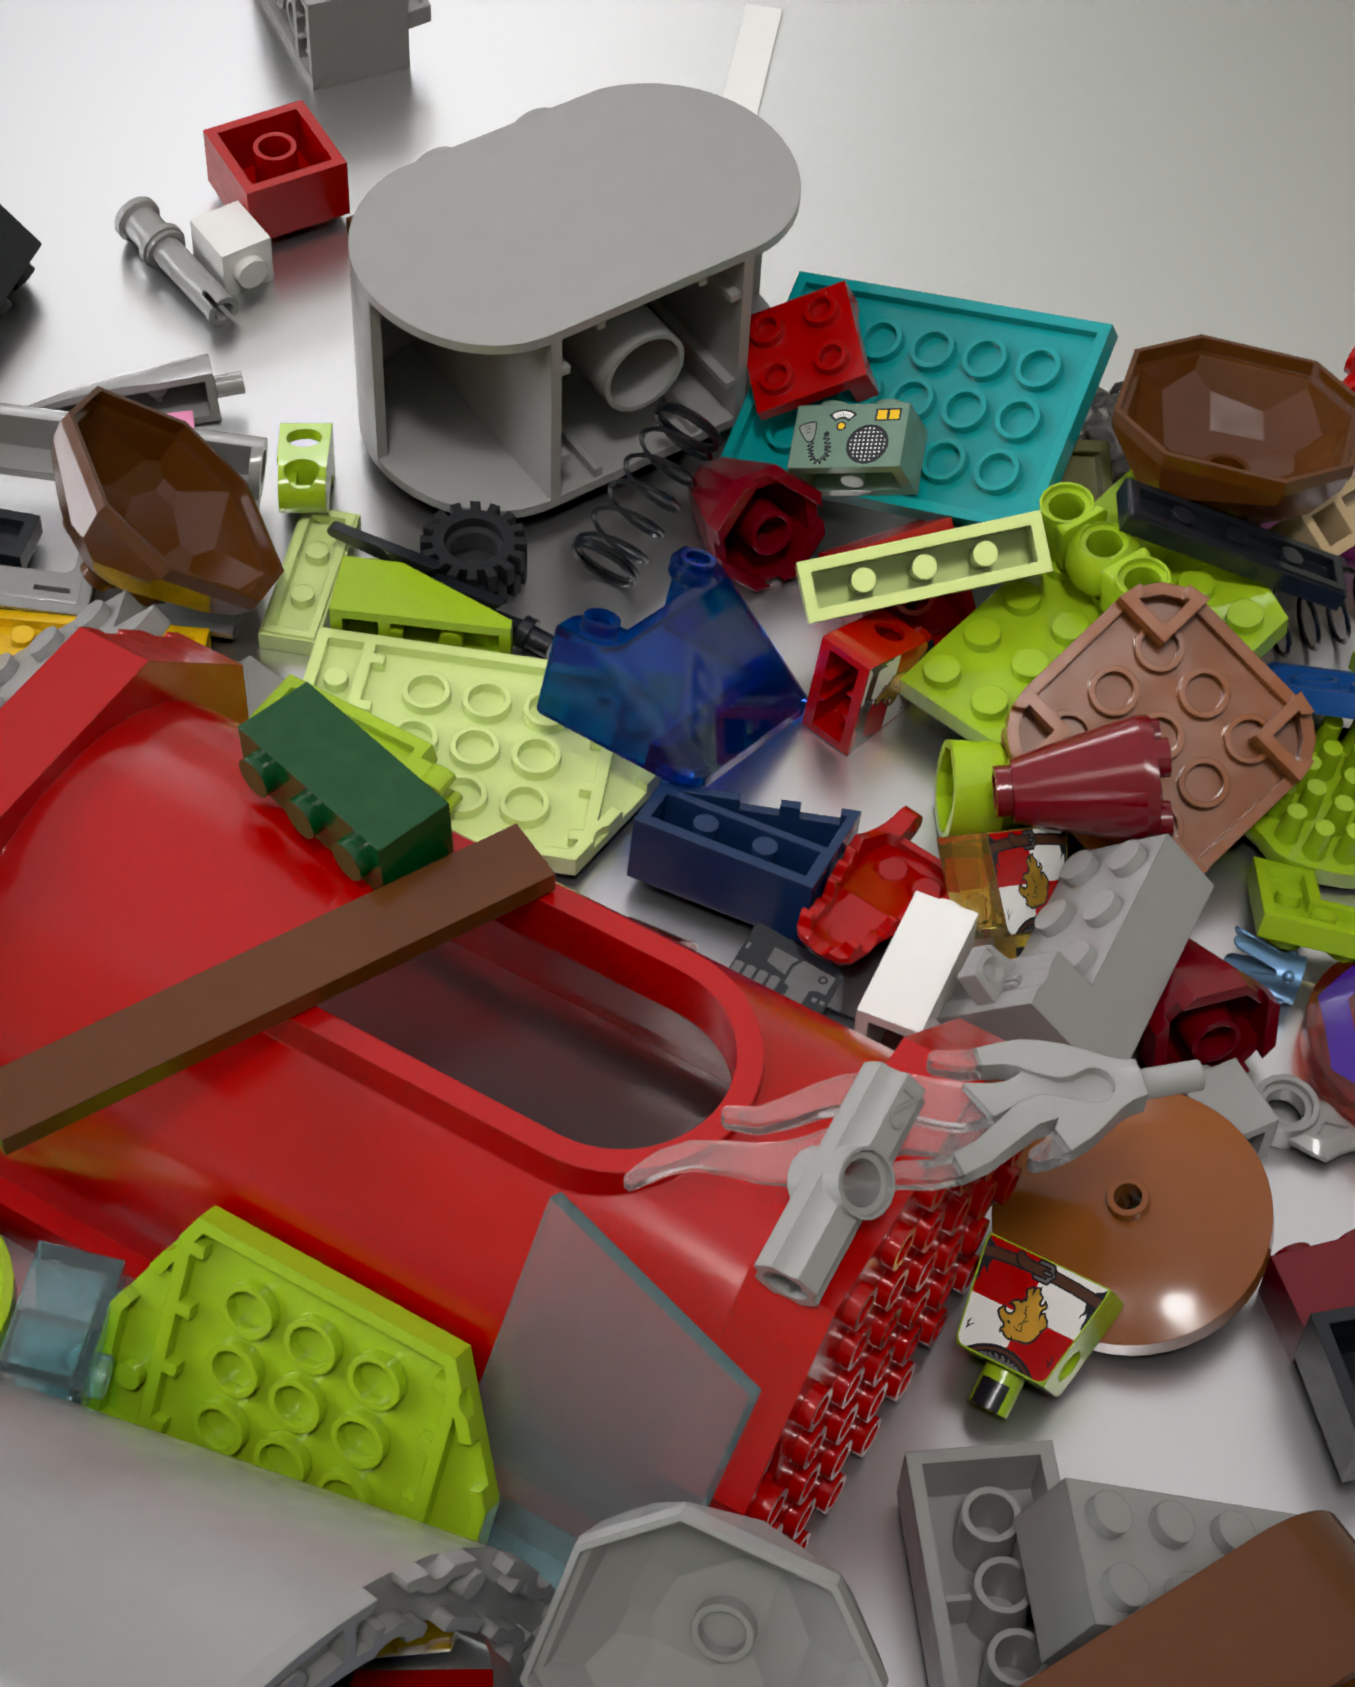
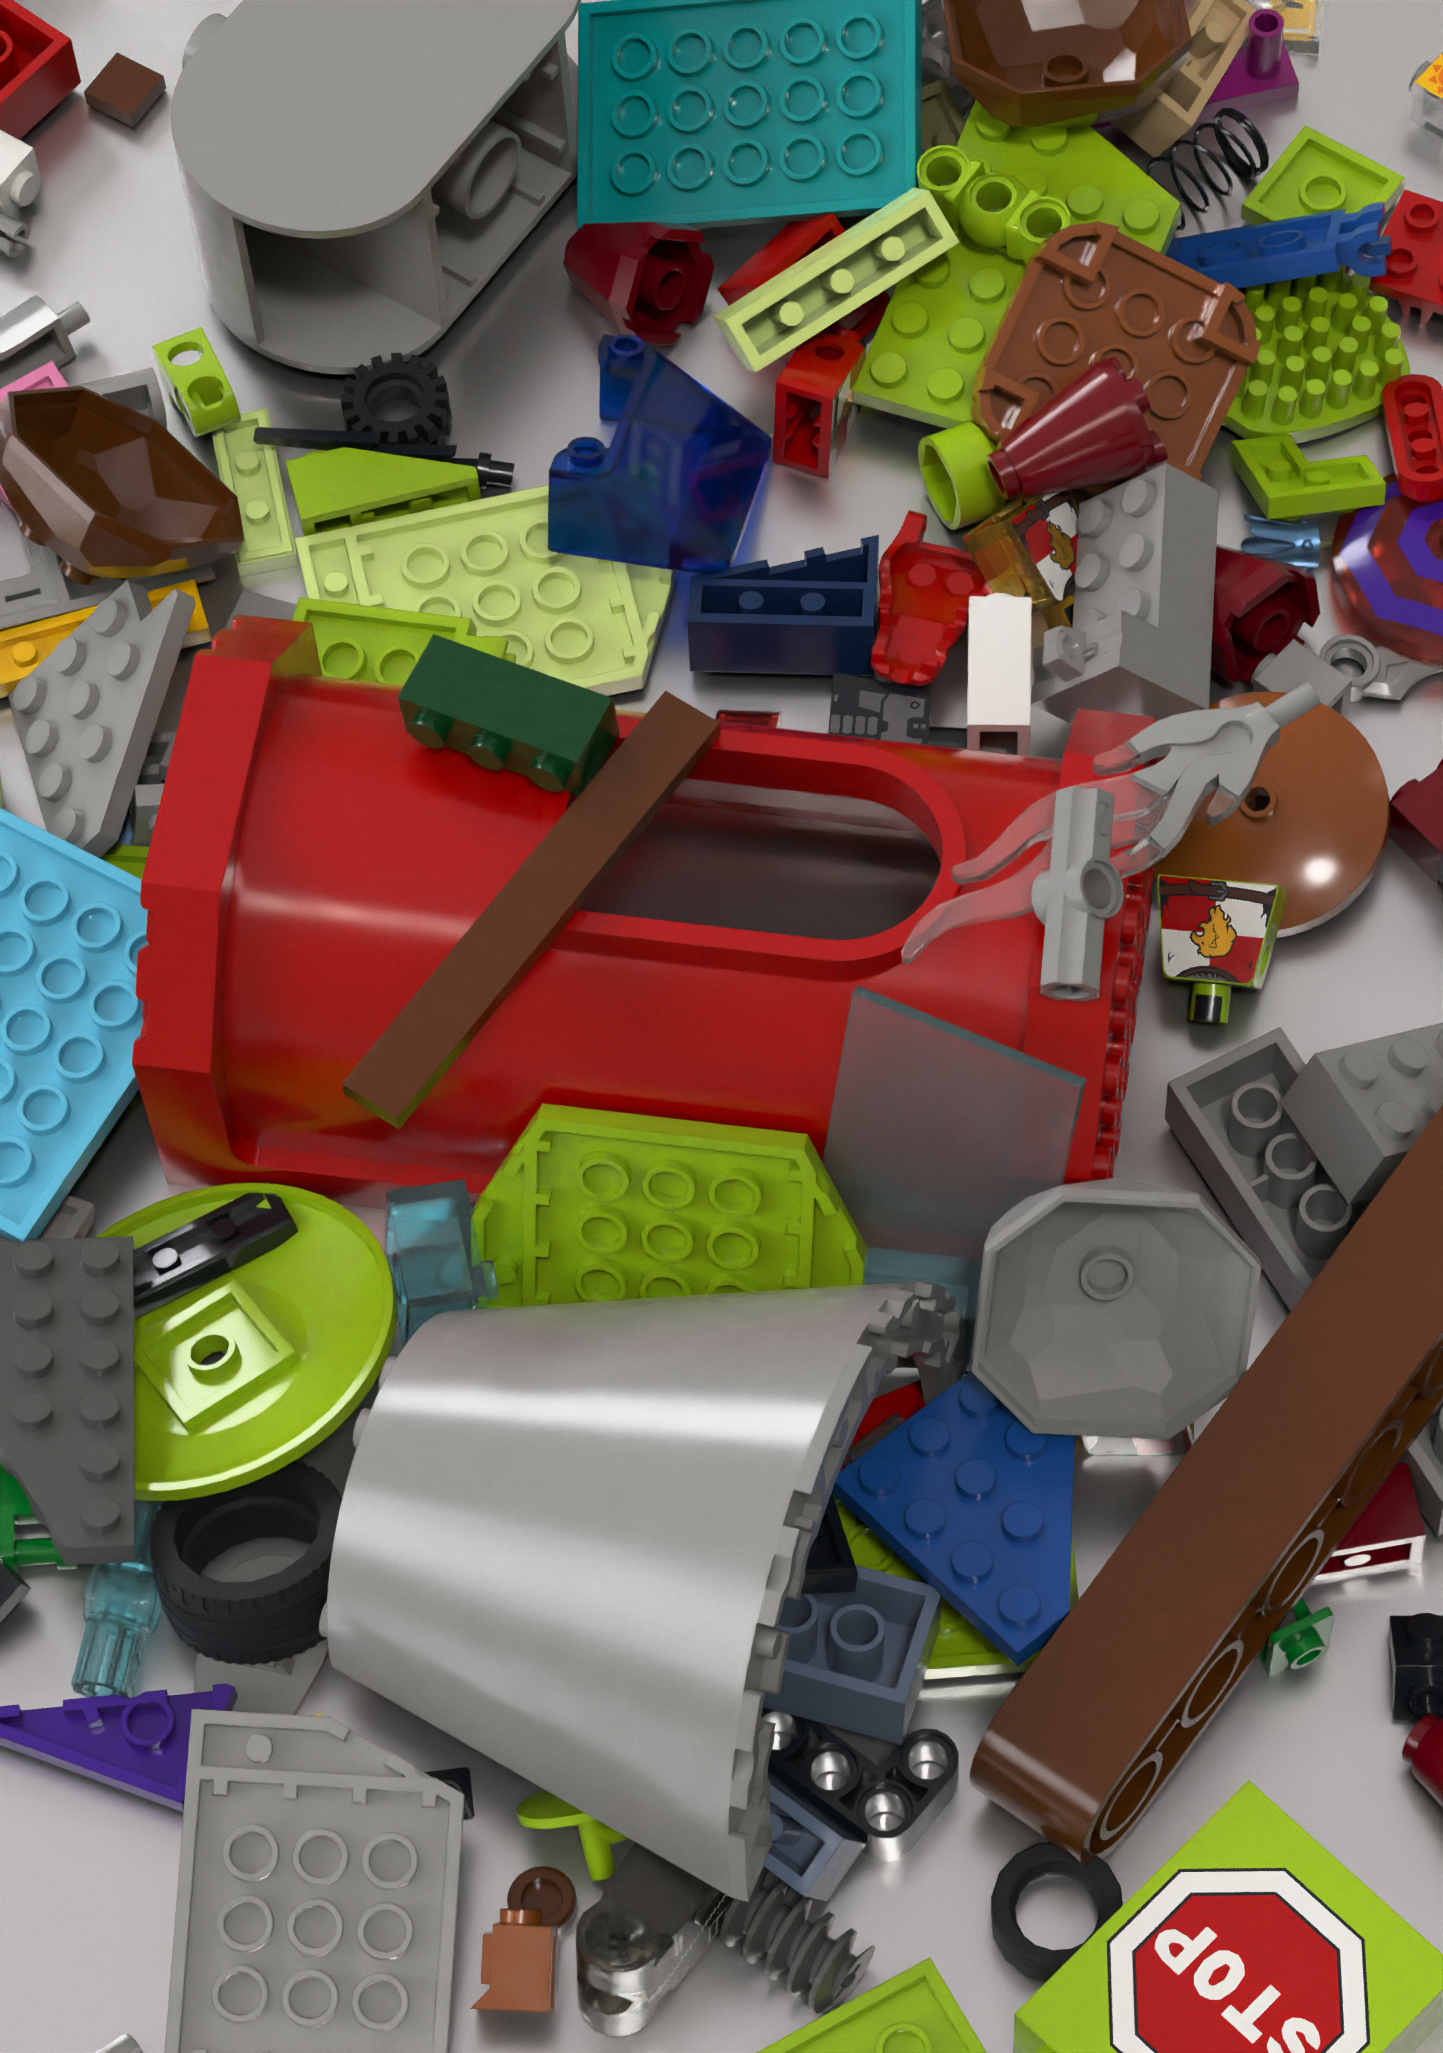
camera: 15 degrees left, 10 degrees up
(617, 553) = (556, 224): black piece -> none
(808, 352) = (629, 91): red piece -> none
(859, 448) = (719, 174): sand green brick -> none
(1230, 544) = (1103, 150): black tile -> none

